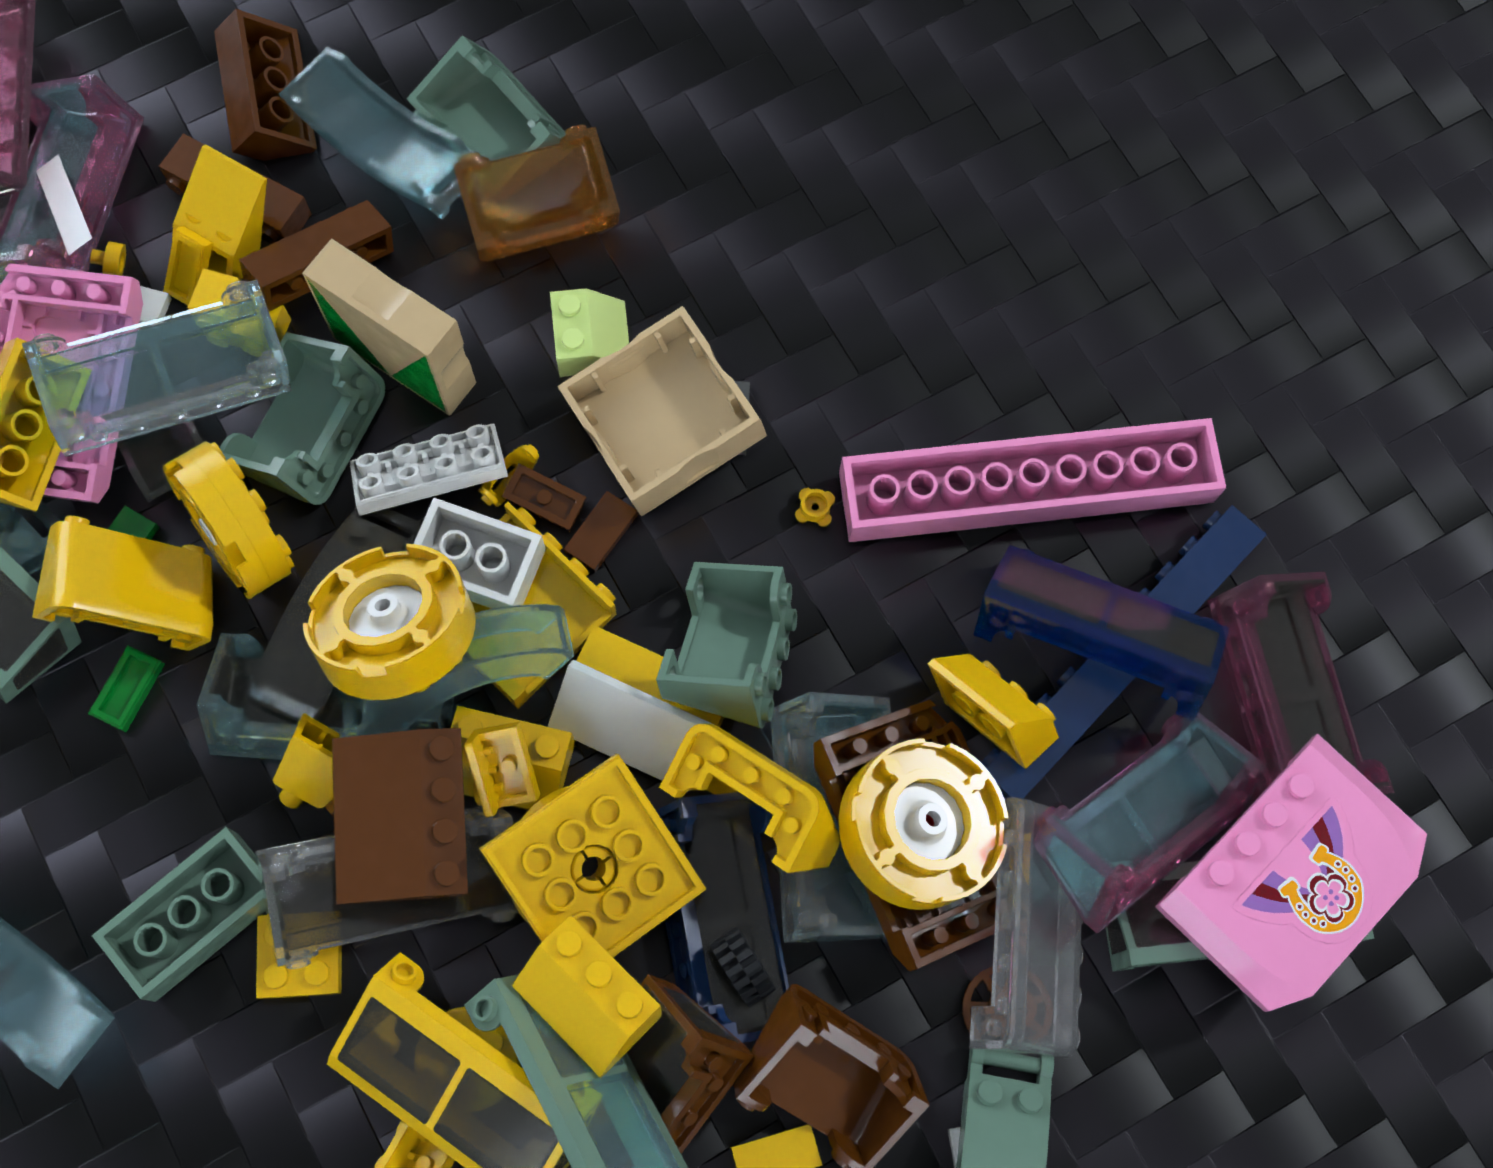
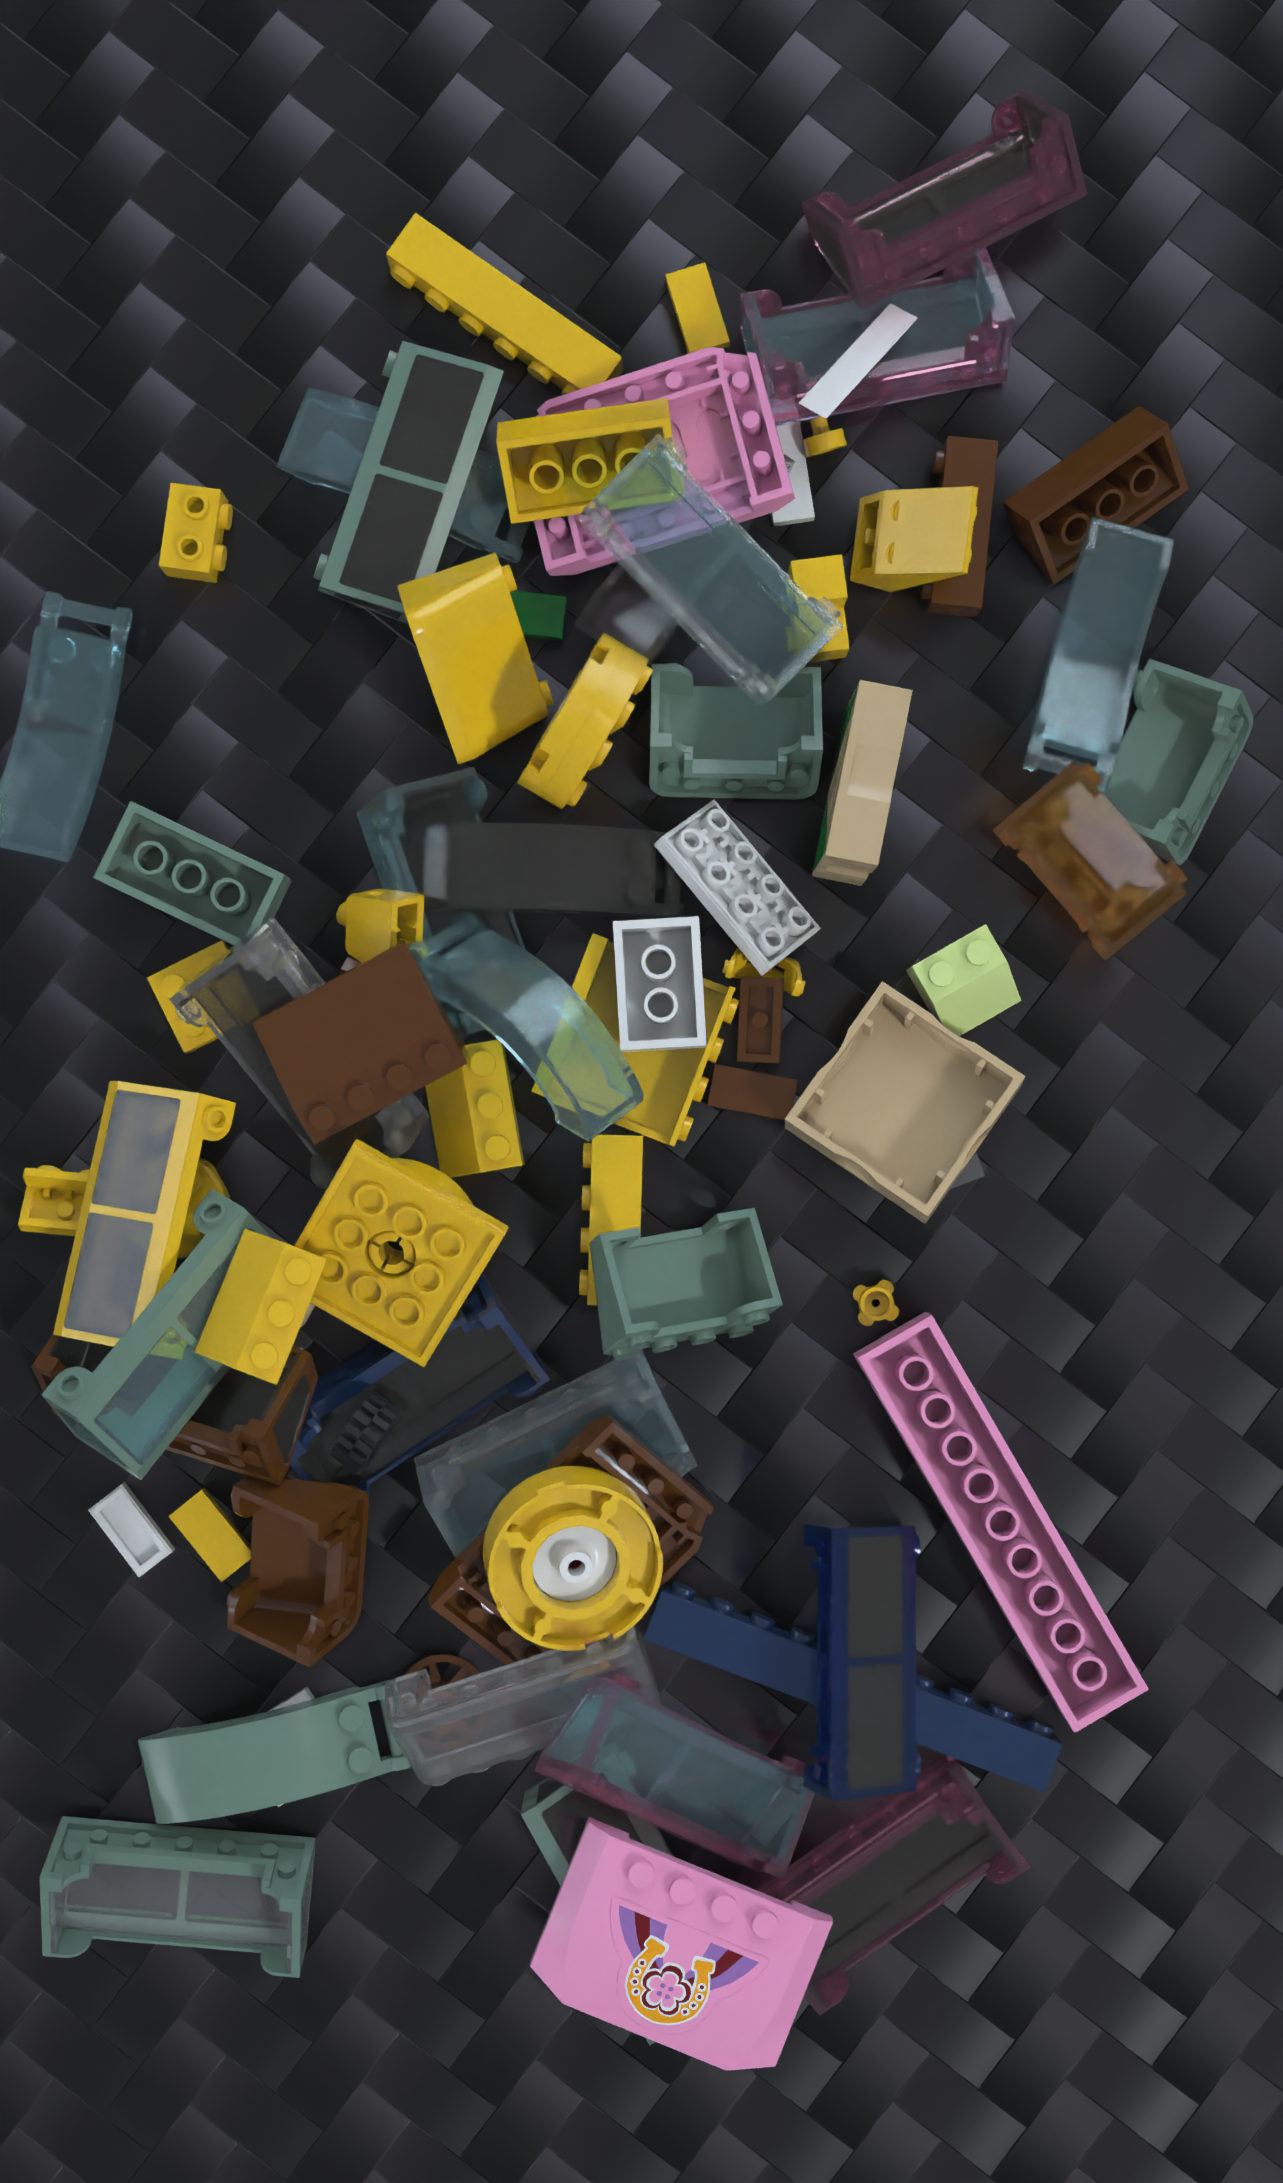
camera: 65 degrees right, 15 degrees up
(126, 688) = (384, 697): green tile -> none
(186, 261) = (848, 526): yellow tile -> none
(281, 264) = (921, 656): reddish brown brick -> none
(390, 622) = (540, 945): yellow piece -> none
(500, 767) = (453, 1114): yellow bracket -> none
(620, 719) = (557, 1219): white tile -> none
(723, 764) = (517, 1440): yellow windscreen -> none
(995, 707) = (732, 1579): yellow slope -> none

